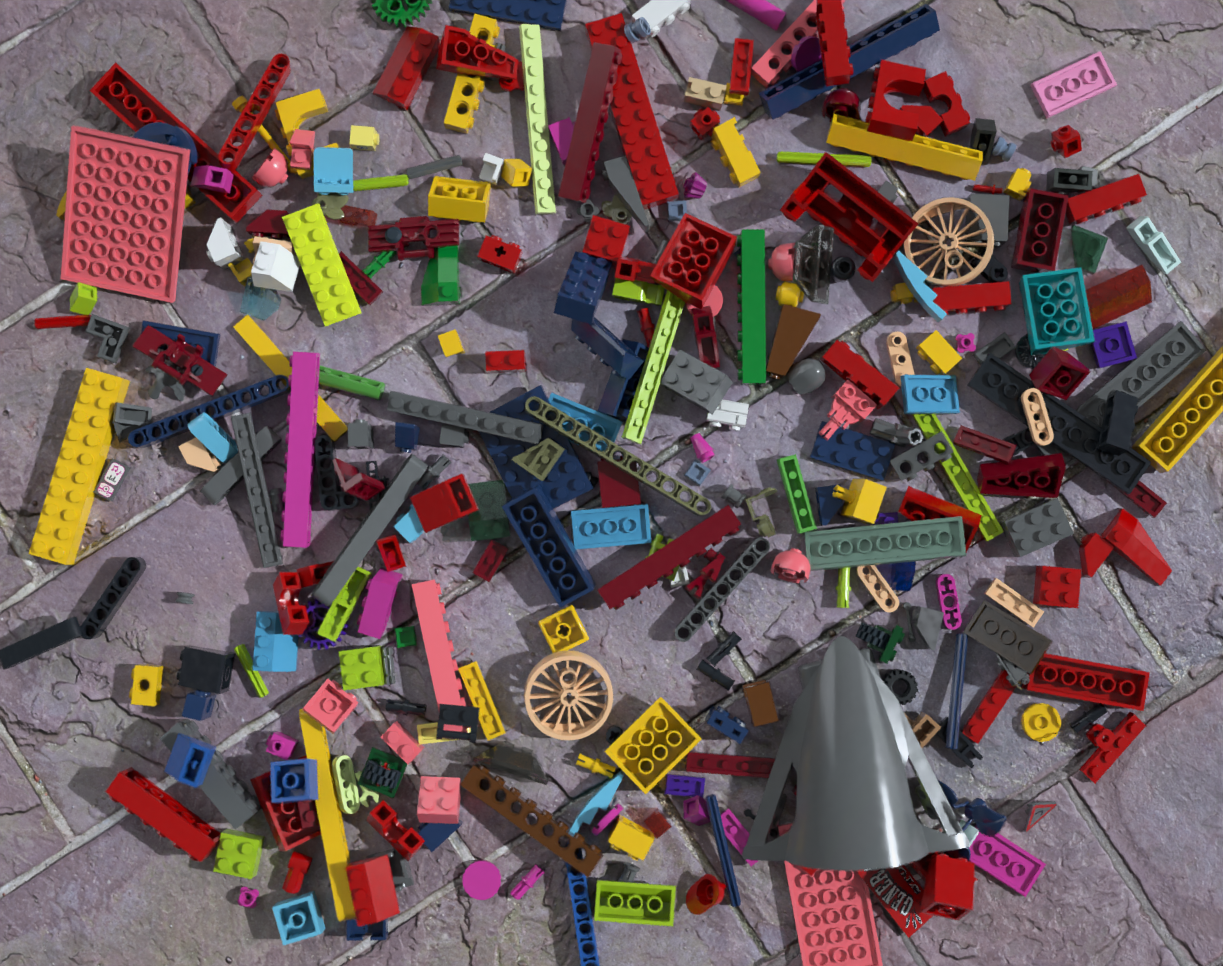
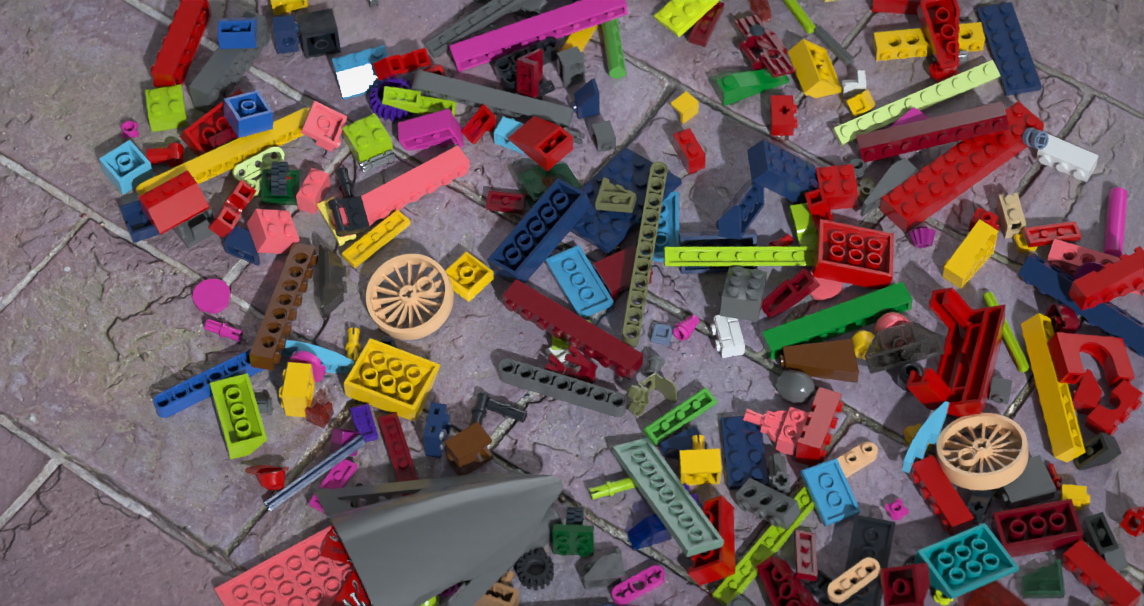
camera: 70 degrees right, 30 degrees down
(253, 676) = (327, 68): lime axle -> none
(281, 745) = (276, 103): dark pink brick -> none
(378, 262) = (728, 33): green axle -> none
(405, 636) = (407, 163): green tile -> none
(465, 417) = (624, 133): dark grey brick -> none
(676, 210) = (899, 235): sand blue tile -> none
(791, 566) = (610, 434): coral cylinder -> none
(885, 591) = (626, 510): light nougat plate -> none
(938, 353) = (874, 487): yellow brick -> none
(999, 347) = (906, 540): dark grey tile -> none
(1003, 149) = (1099, 473): sand blue wheel -> none

